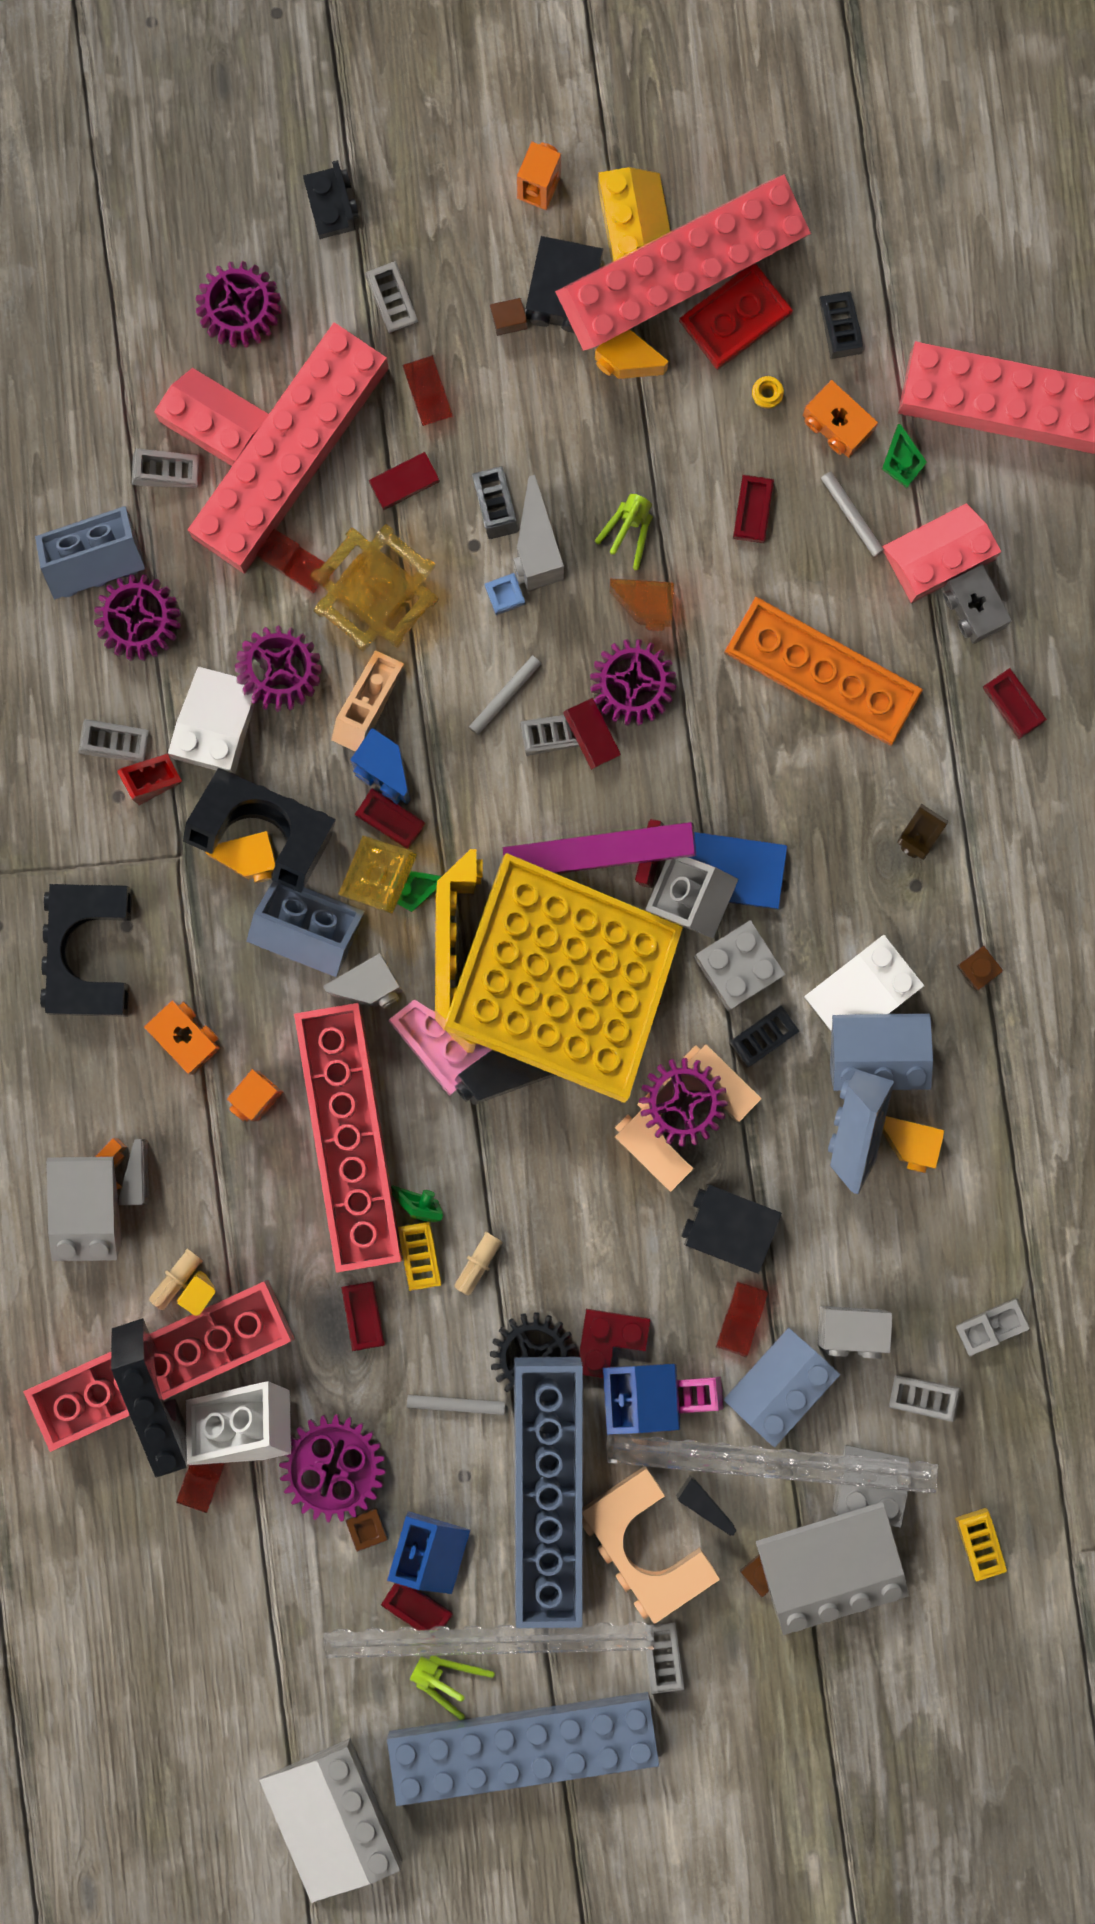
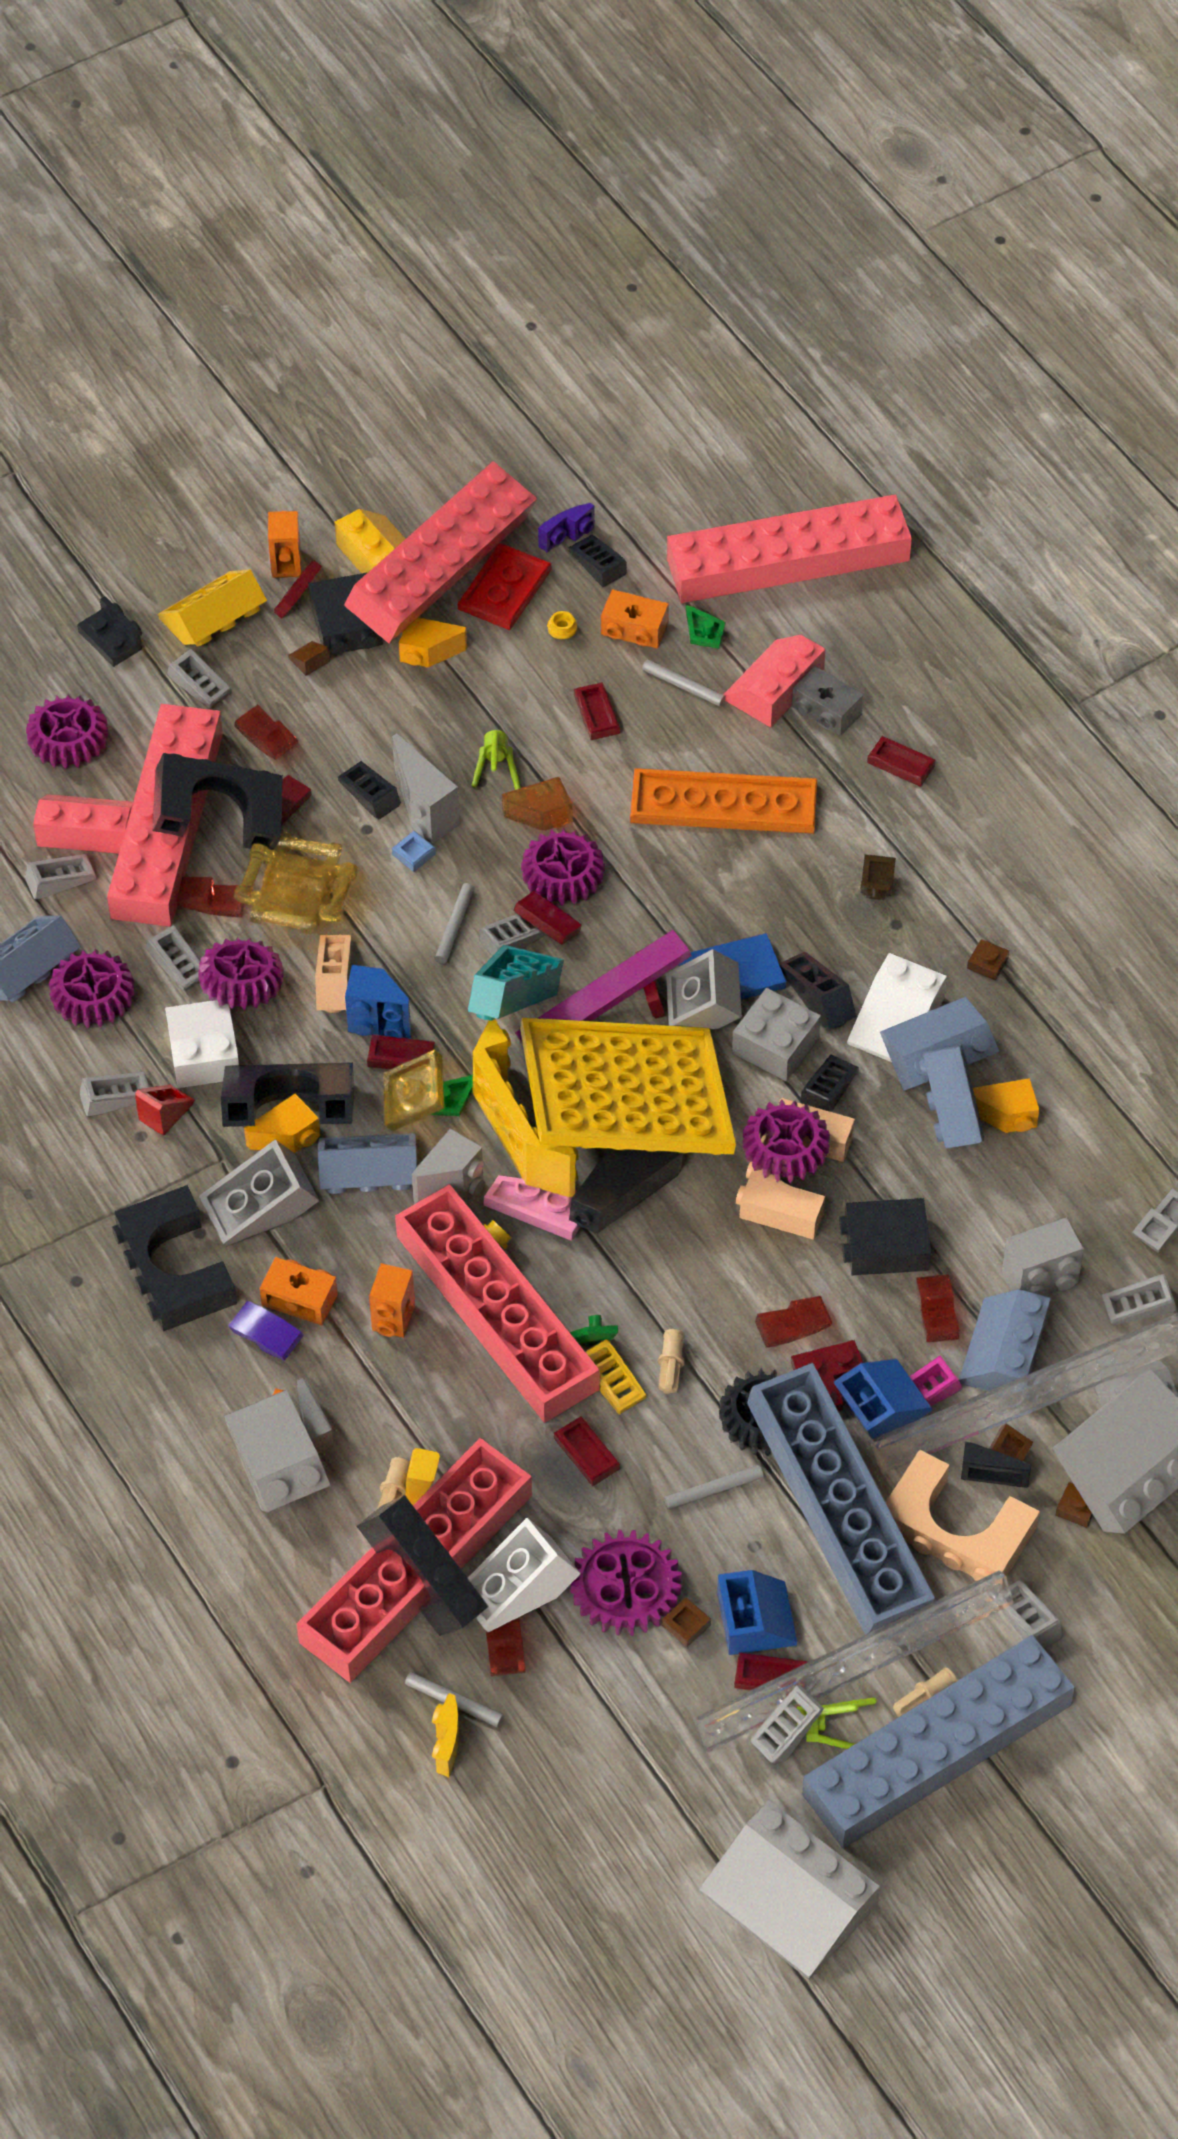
camera: 25 degrees left, 30 degrees down
(117, 1535) = (447, 1735): none -> yellow slope
(135, 1065) = (266, 1330): none -> dark purple slope
(137, 1505) = (463, 1703): none -> light grey bar
(191, 918) = (259, 1194): none -> light grey slope
(225, 592) = (172, 936): none -> light grey slope
(378, 472) = (253, 791): none -> black arch
(383, 1061) = (498, 1234): none -> yellow plate
(395, 1678) = (772, 1741): none -> light grey slope
(440, 215) = (214, 607): none -> yellow slope
(516, 808) = (513, 982): none -> teal wedge
(531, 231) = (297, 589): none -> dark red tile
(535, 1695) = (925, 1691): none -> tan axle
(607, 1272) = (796, 1322): none -> clear red slope
(730, 1494) = (1011, 1443): none -> reddish brown plate
(803, 931) = (820, 989): none -> black slope
(838, 273) = (570, 523): none -> dark purple slope

